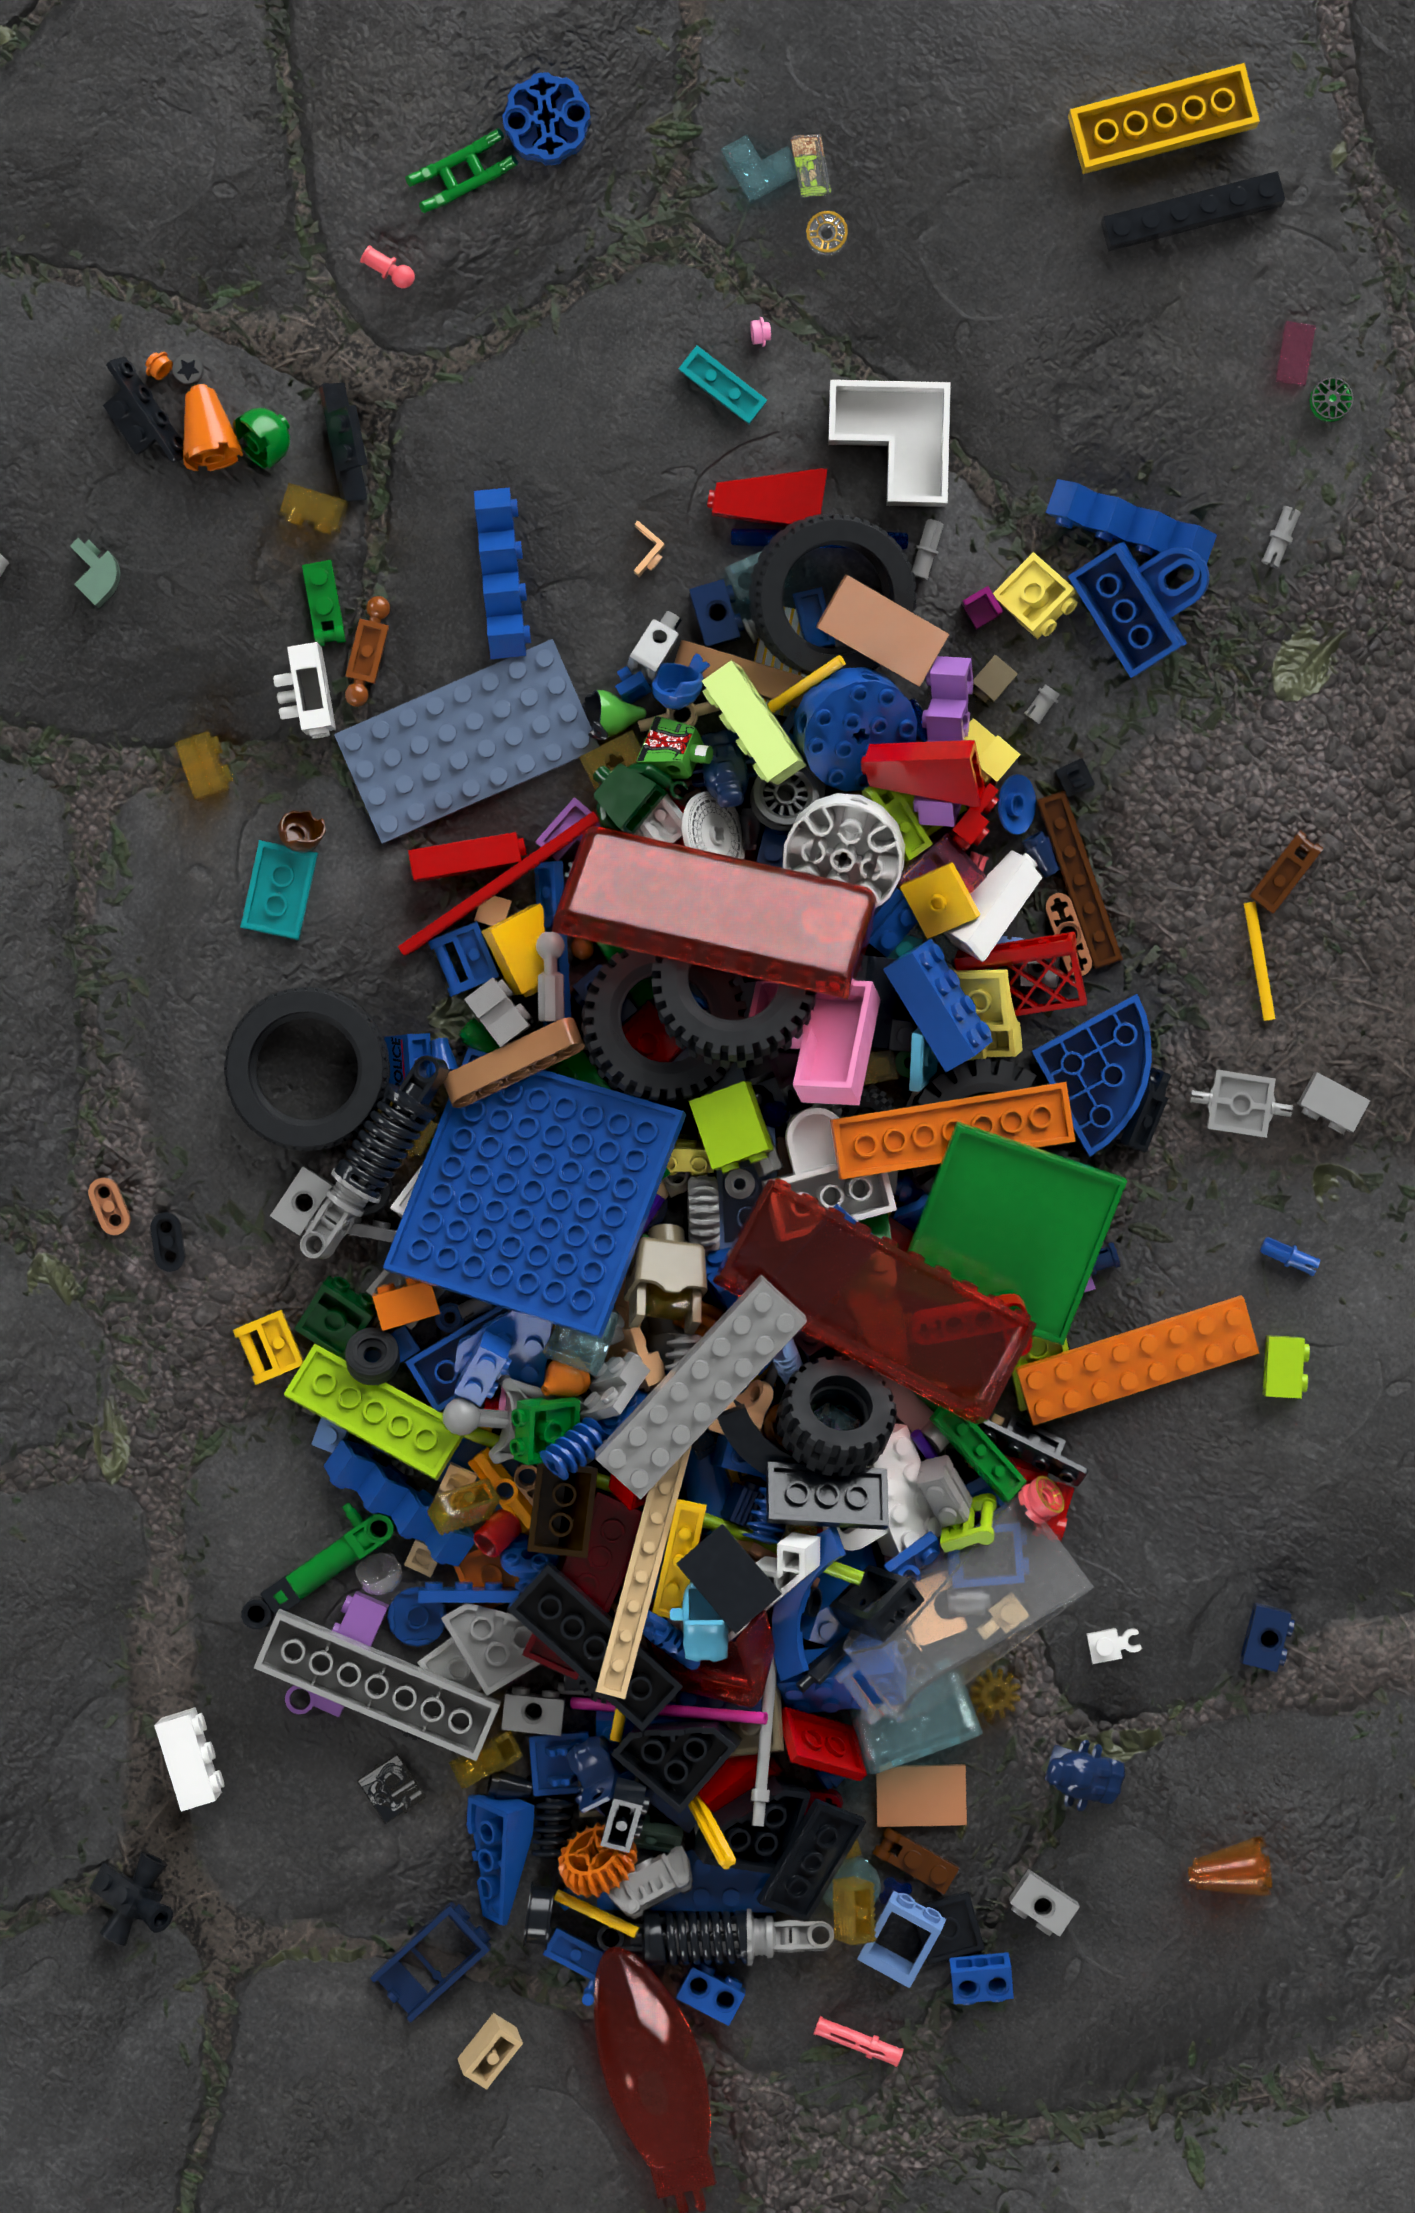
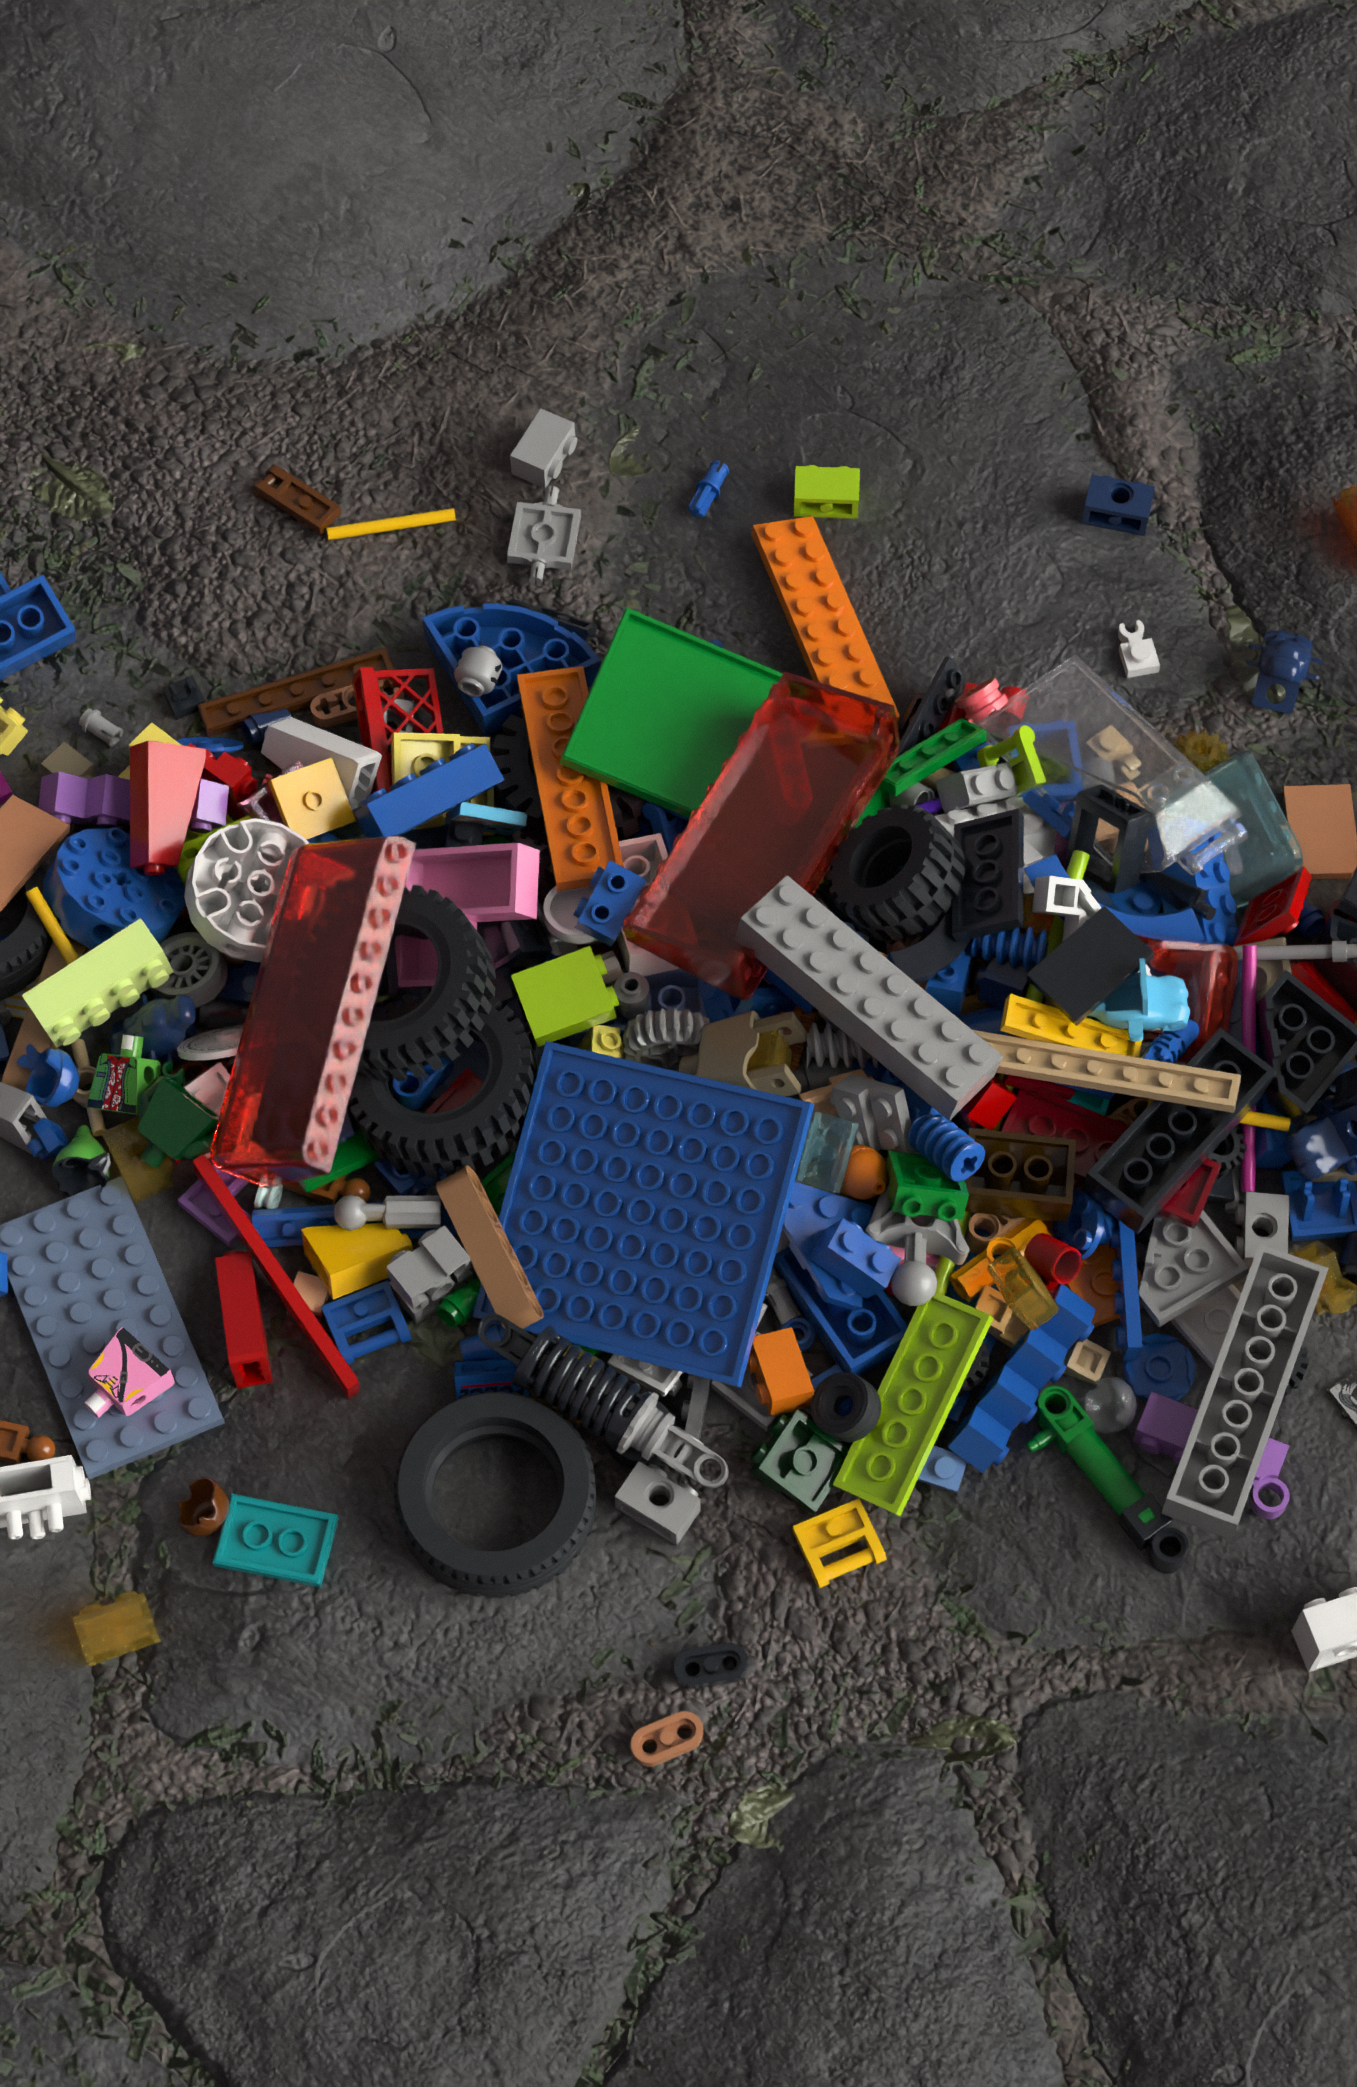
camera: 85 degrees left, 25 degrees down
(409, 763) = (126, 1376): none -> bright pink torso
(808, 1166) = (610, 902): none -> blue brick
(1072, 1046) = (477, 671): none -> light grey head

